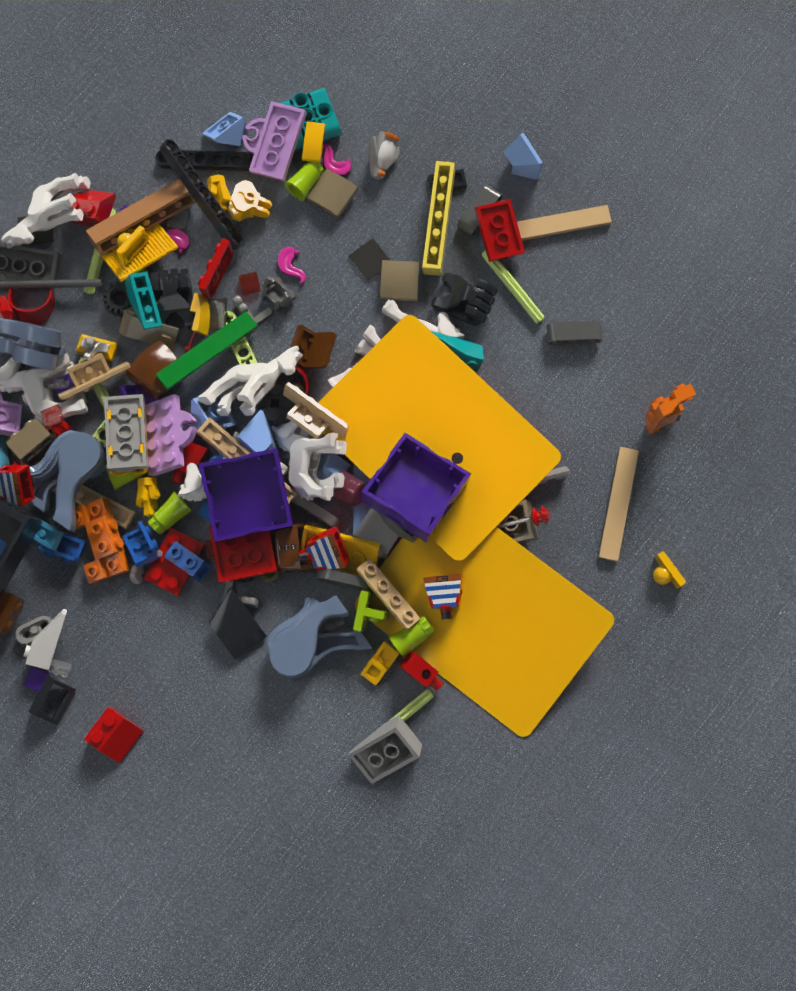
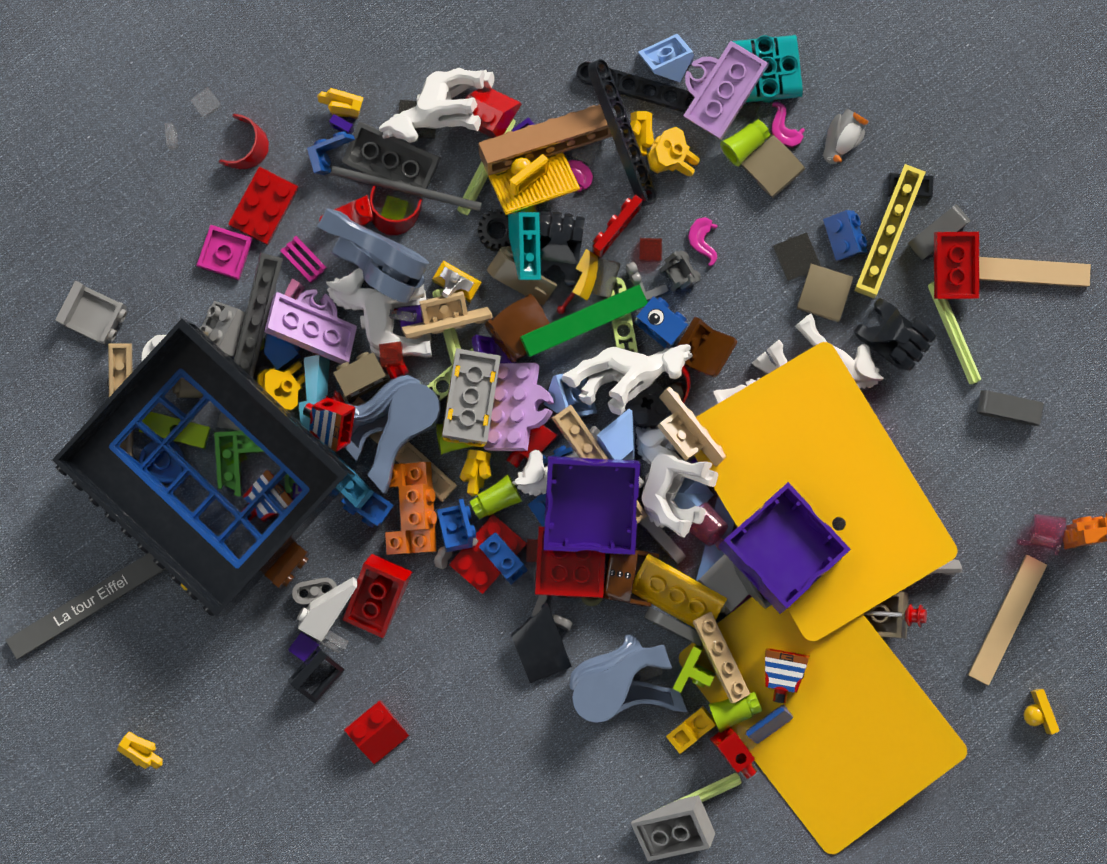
camera: 10 degrees right, 5 degrees up
(32, 302) = (394, 208): none -> clear neon green tile
(88, 619) = (377, 595): none -> red slope
(270, 336) = (661, 322): none -> blue brick
(313, 142) = (767, 101): yellow slope -> none
(326, 550) = (664, 590): torso -> none
(404, 231) = (845, 234): none -> blue bracket
(444, 640) = (769, 724): none -> slope
(467, 351) = (882, 400): teal slope -> none
(523, 158) = (1007, 184): light blue slope -> none
(630, 423) = (1046, 532): none -> clear pink hat

